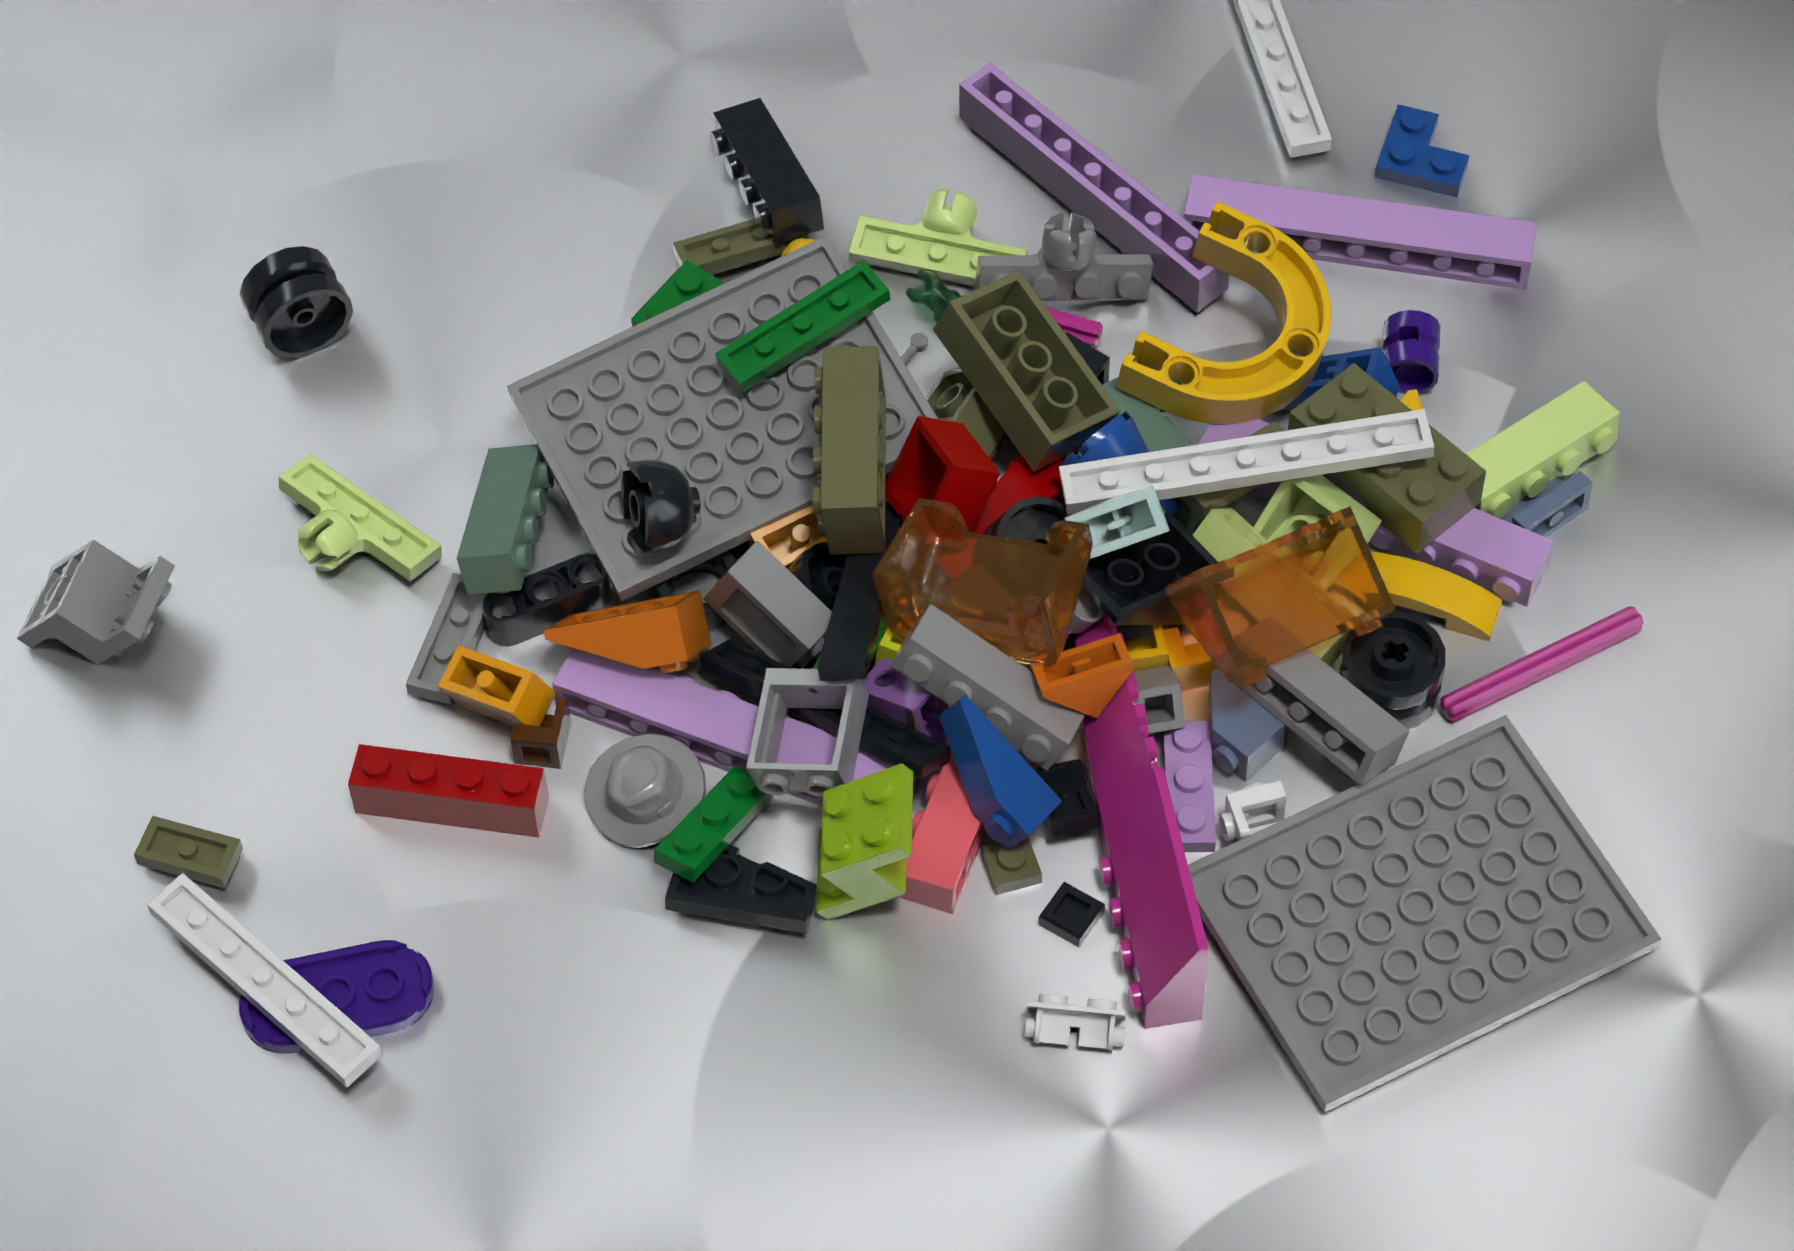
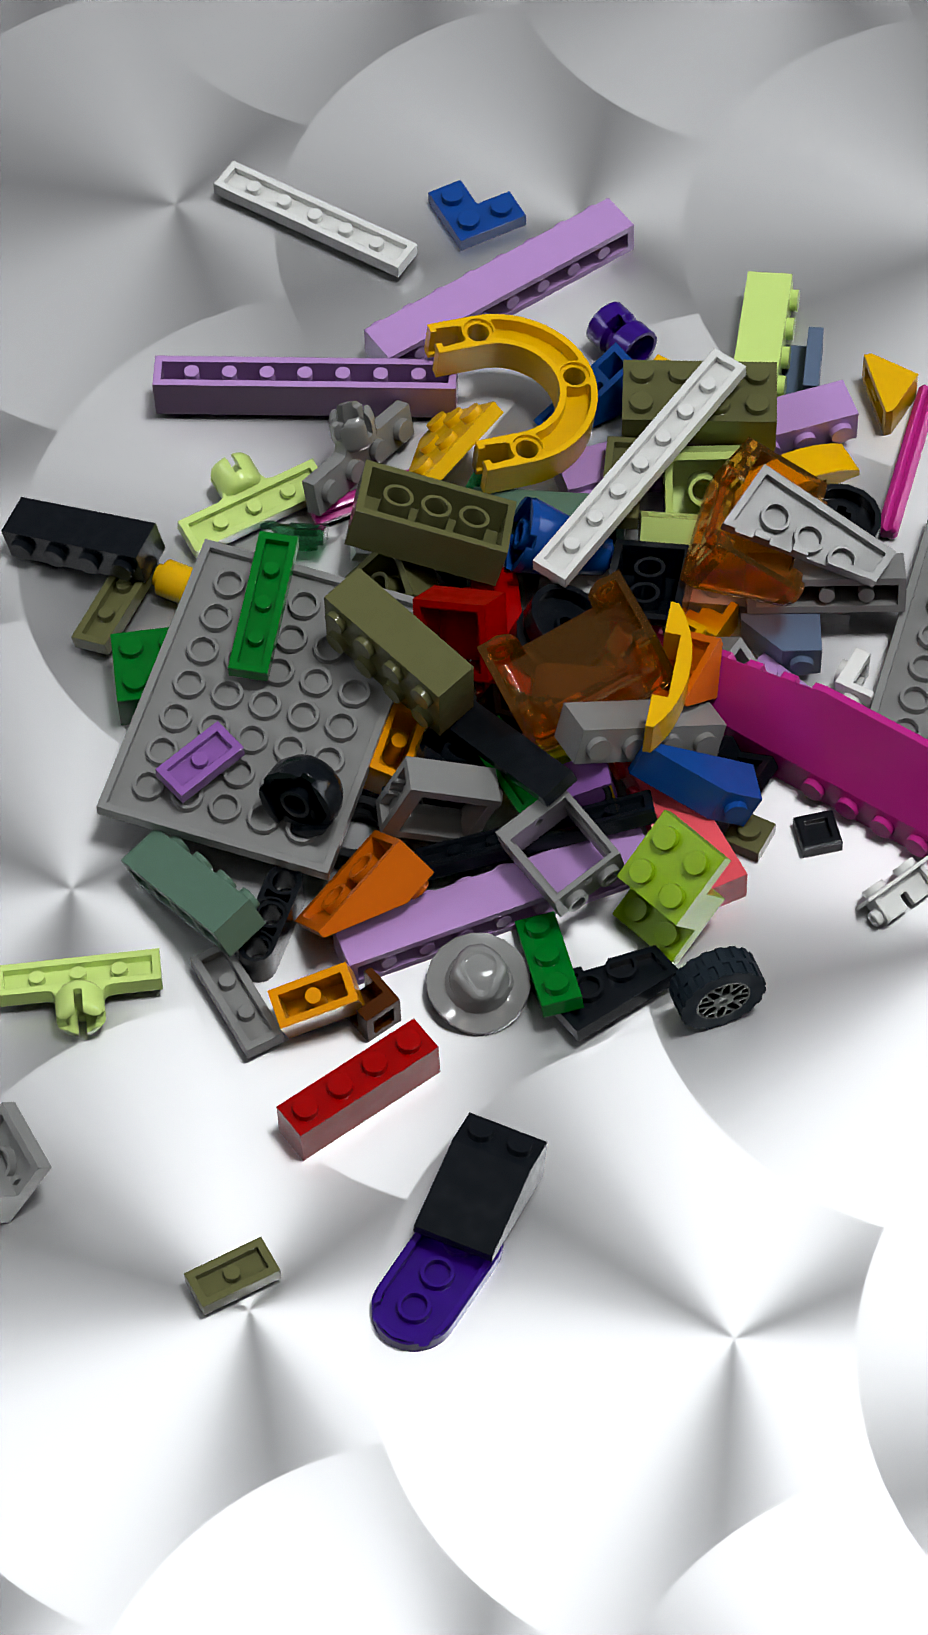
camera: 45 degrees left, 0 degrees up
(265, 980) = (390, 1301): white plate -> none
(438, 954) = (482, 1186): none -> black slope
(613, 414) = (200, 762): none -> medium lavender plate
(809, 961) = (717, 987): none -> black wheel
(993, 684) = (664, 710): none -> yellow slope
(1123, 520) = (621, 548): light aqua slope -> none
(1125, 320) = (451, 438): none -> yellow plate
(1318, 624) = (801, 526): none -> light grey wing
(1594, 590) = (889, 390): none -> yellow slope

